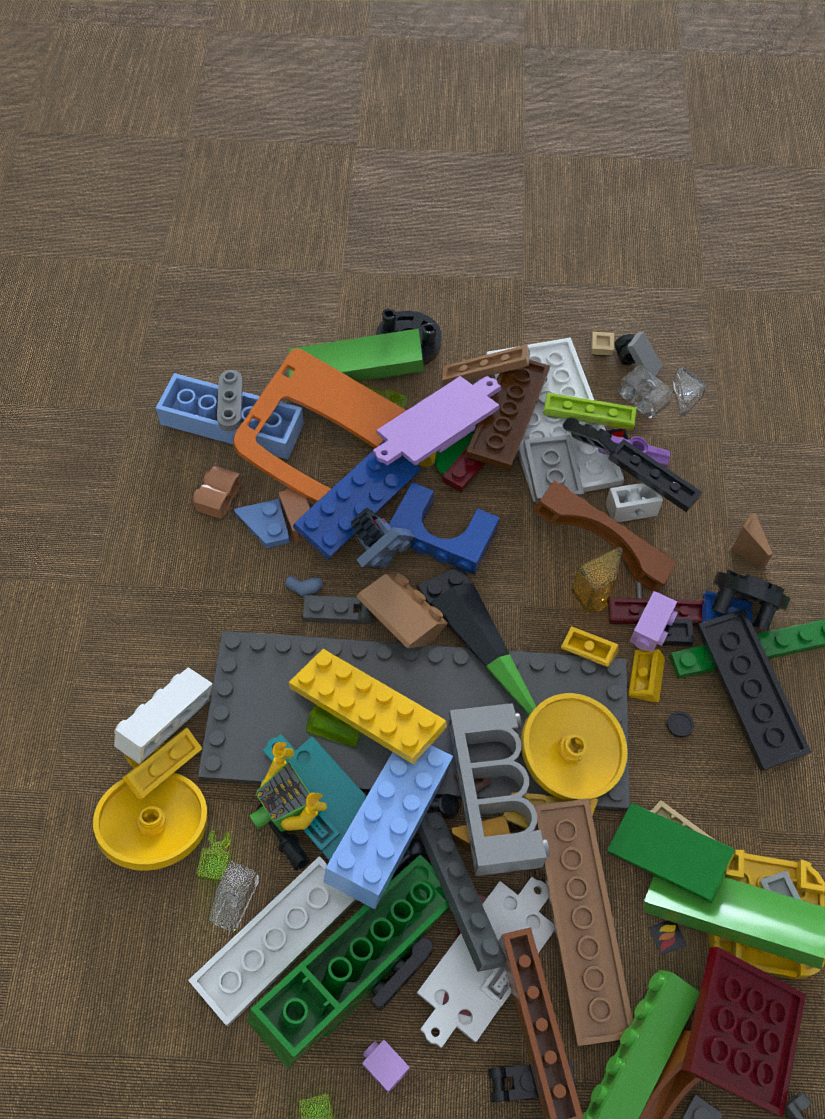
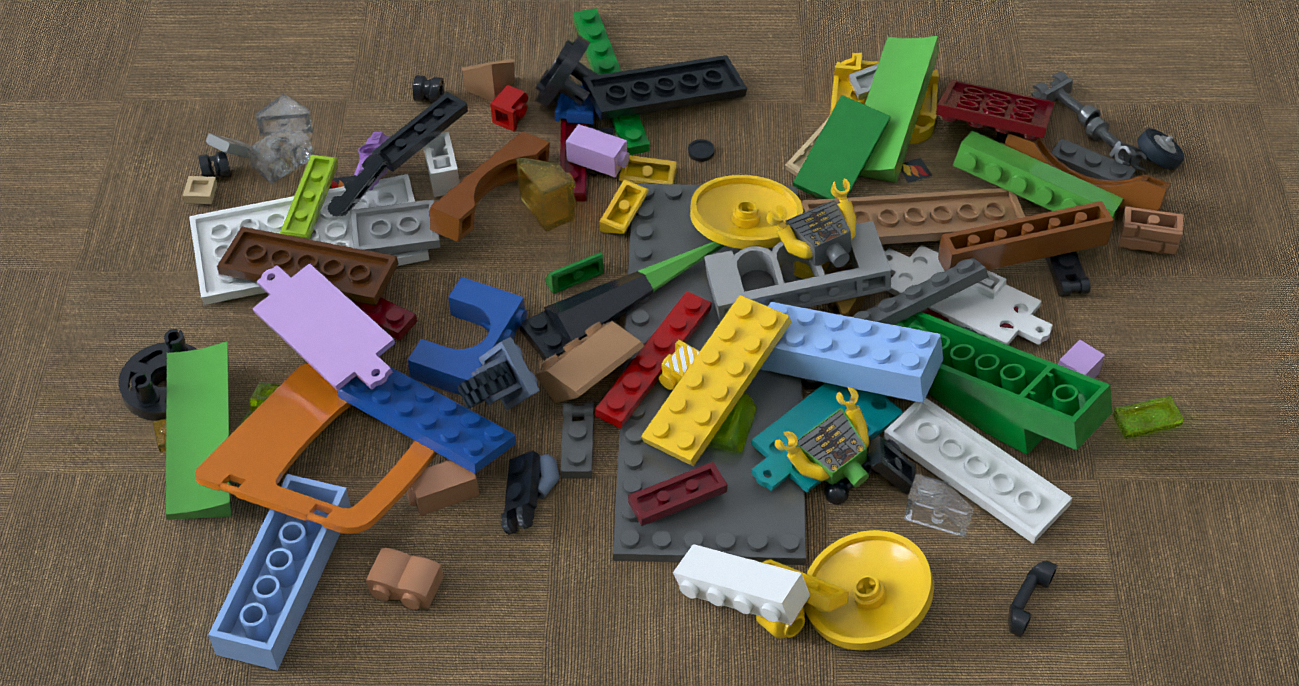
camera: 90 degrees left, 10 degrees down
(151, 980) = (1019, 618): none -> black bar
(215, 860) = (905, 525): clear neon green plate -> none
(230, 406) = (283, 557): light grey plate -> none
(262, 674) = (677, 493): none -> dark red plate
(265, 522) = (450, 524): medium blue wing -> none
(273, 855) = (891, 464): none -> black plate
(285, 566) = (521, 492): none -> black hinge
(393, 677) = (676, 365): none -> yellow brick
(409, 664) = (646, 366): none -> red plate
(487, 365) = (233, 288): medium nougat plate -> none
(516, 609) = (575, 273): none -> green slope
(520, 798) = (821, 232): none -> torso
(716, 556) = (509, 107): none -> red brick
(733, 493) = (430, 89): none -> black wheel

